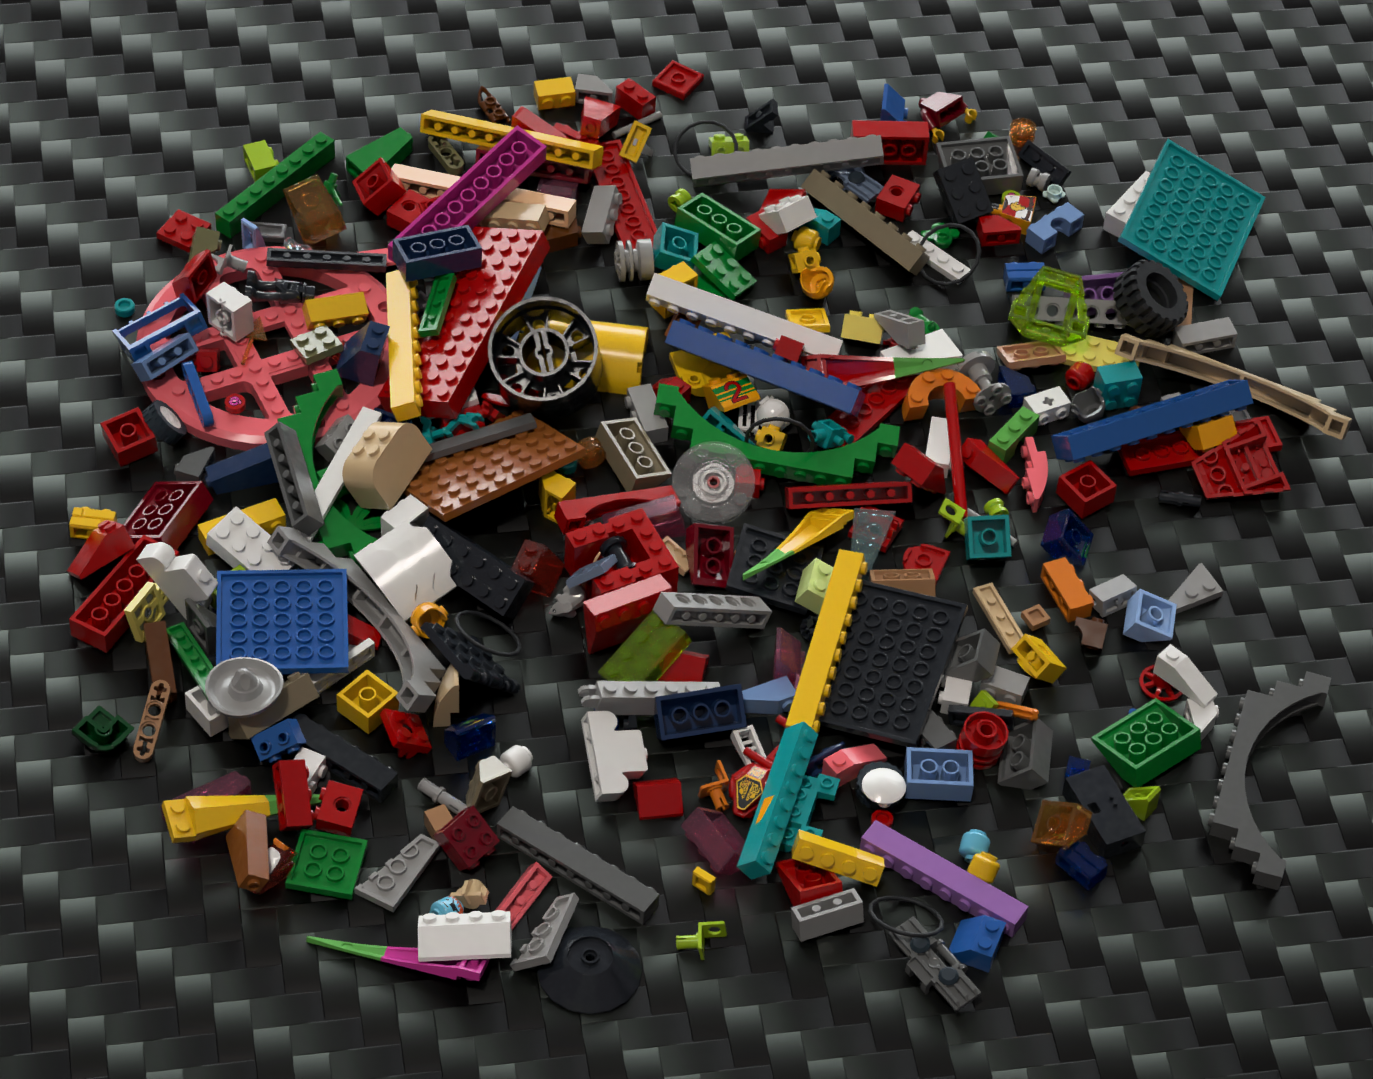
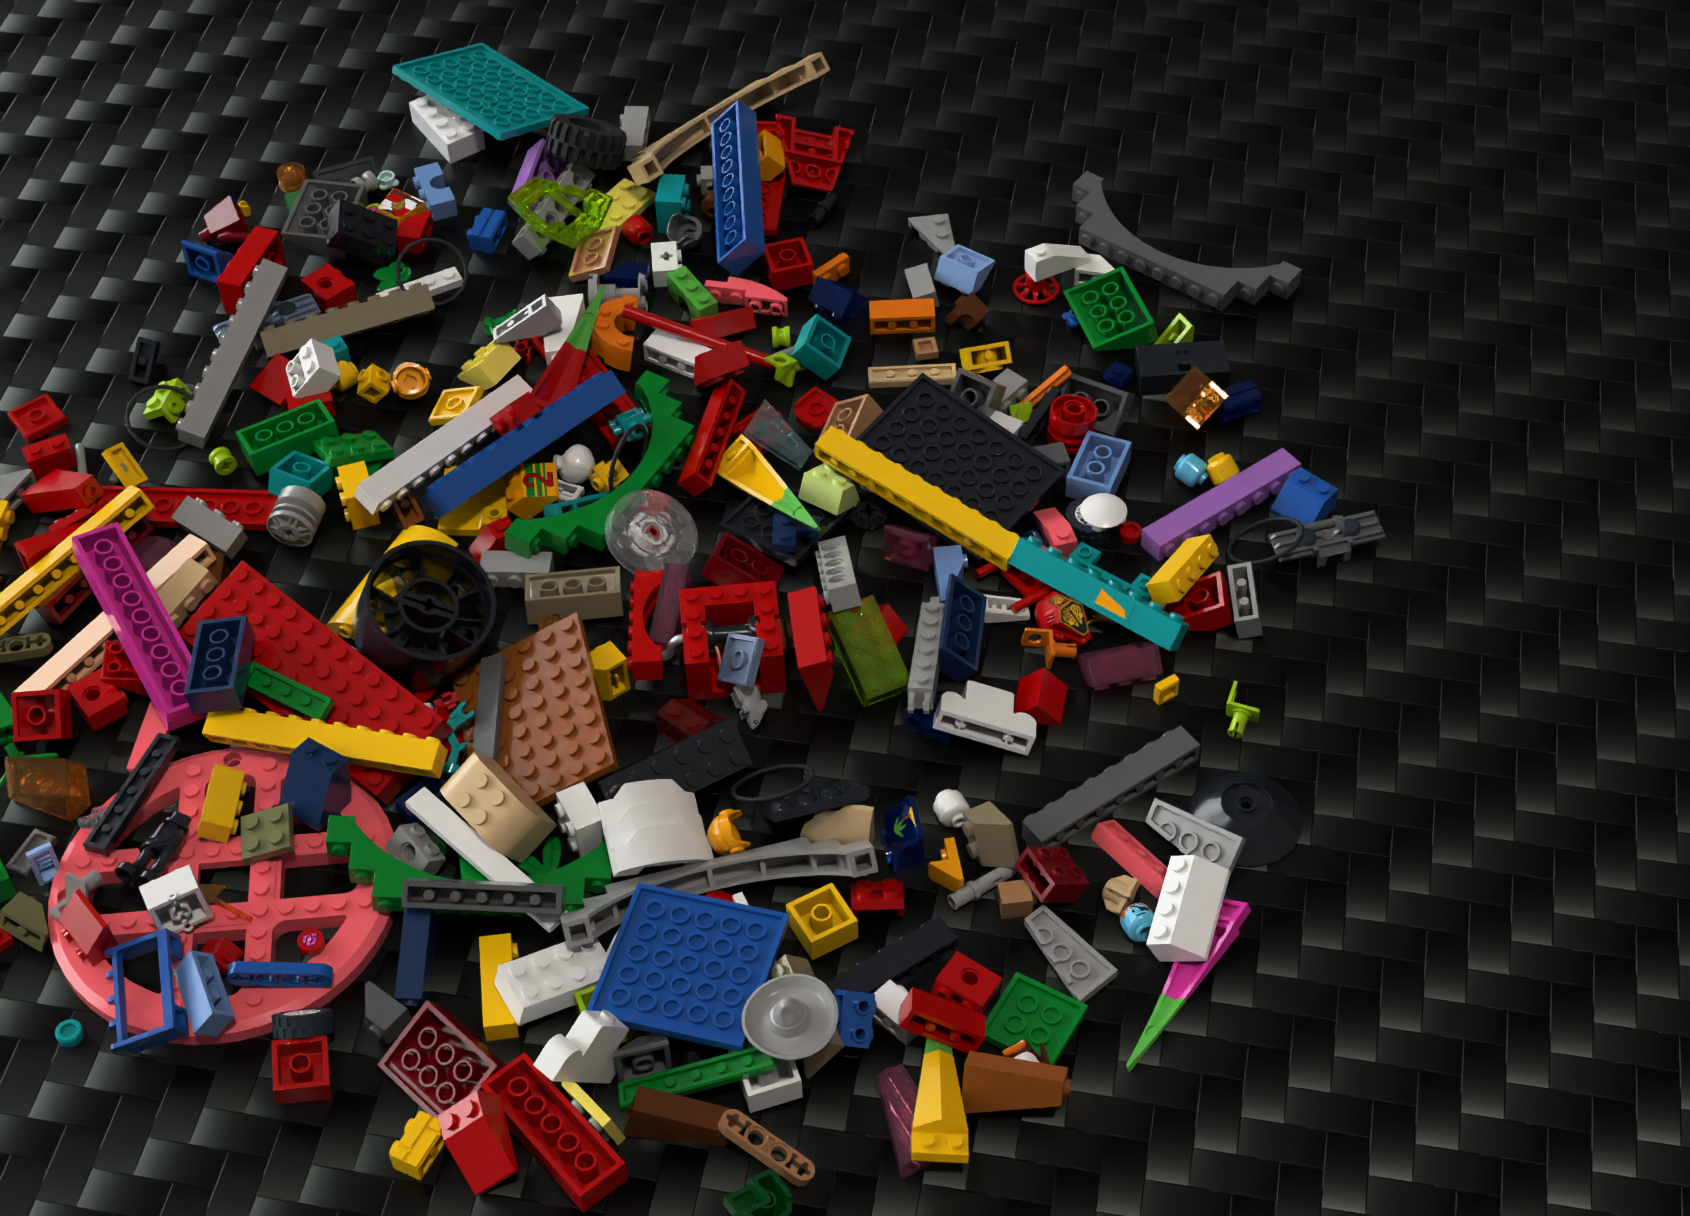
camera: 65 degrees left, 0 degrees up
(454, 776) = (948, 870): none -> light orange slope
(767, 579) = (787, 529): none -> dark blue plate
(1099, 524) = (834, 269): none -> orange plate

